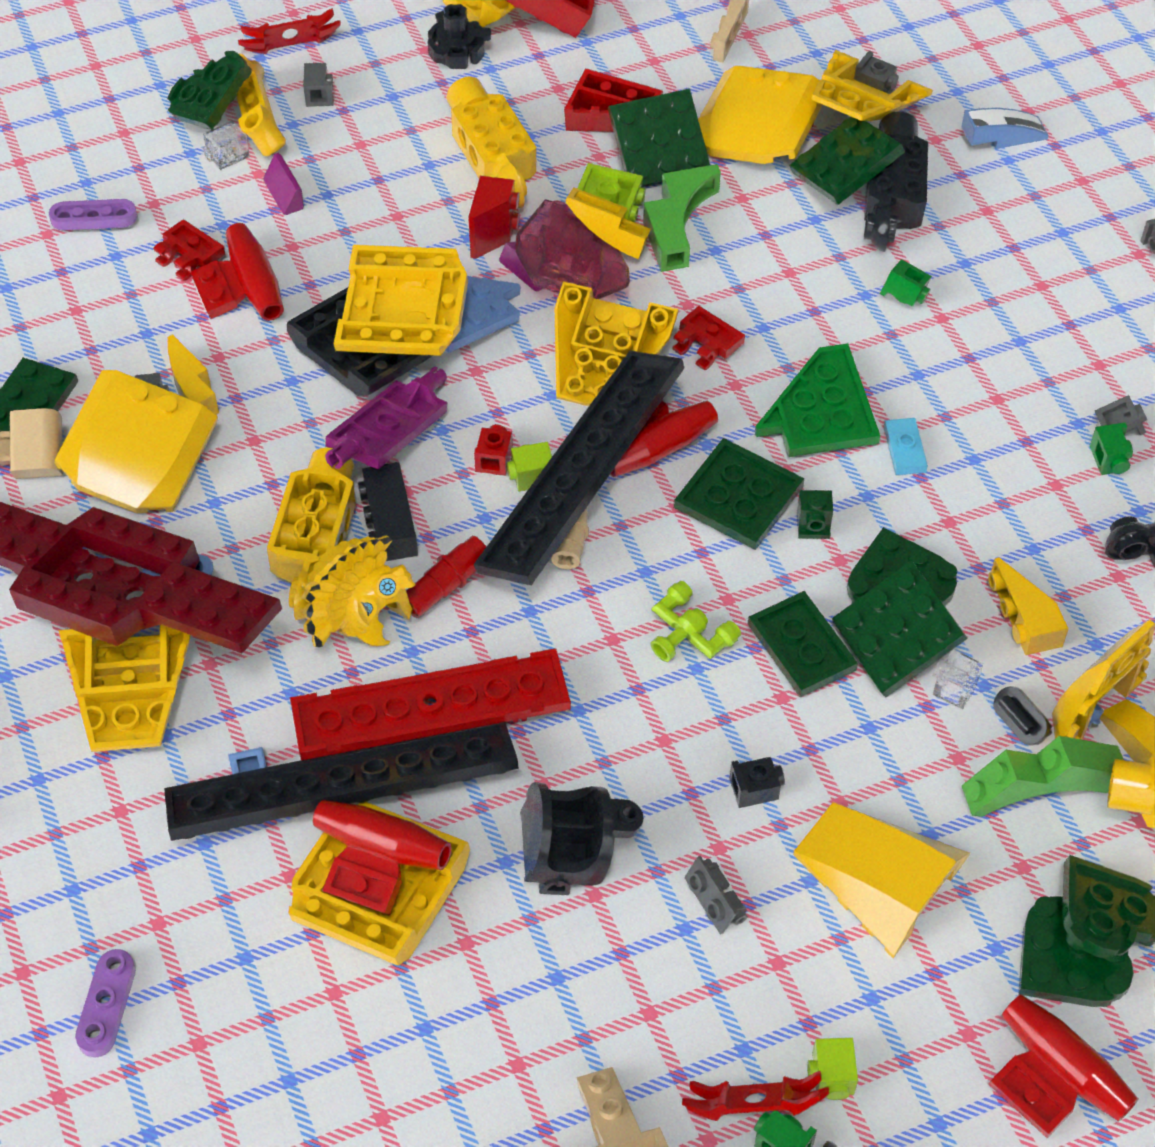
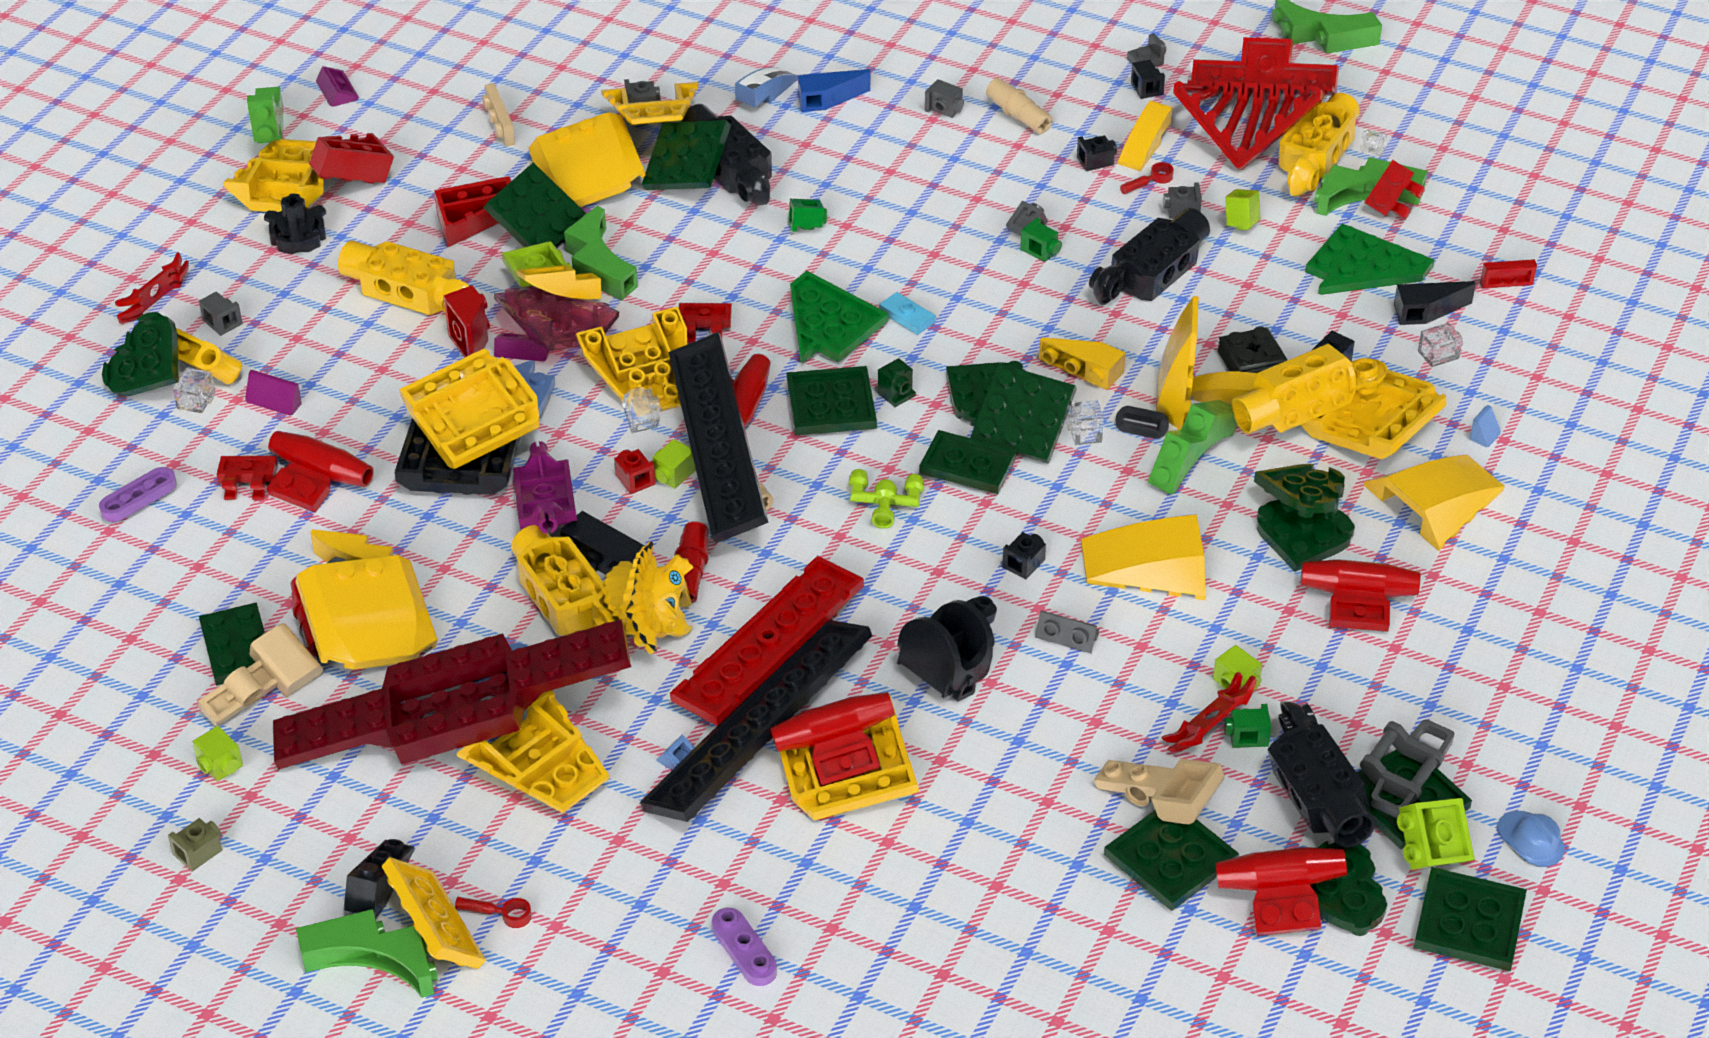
camera: 40 degrees left, 10 degrees down
(555, 393) = (641, 409): none -> clear brick
(1061, 166) = (830, 89): none -> blue slope

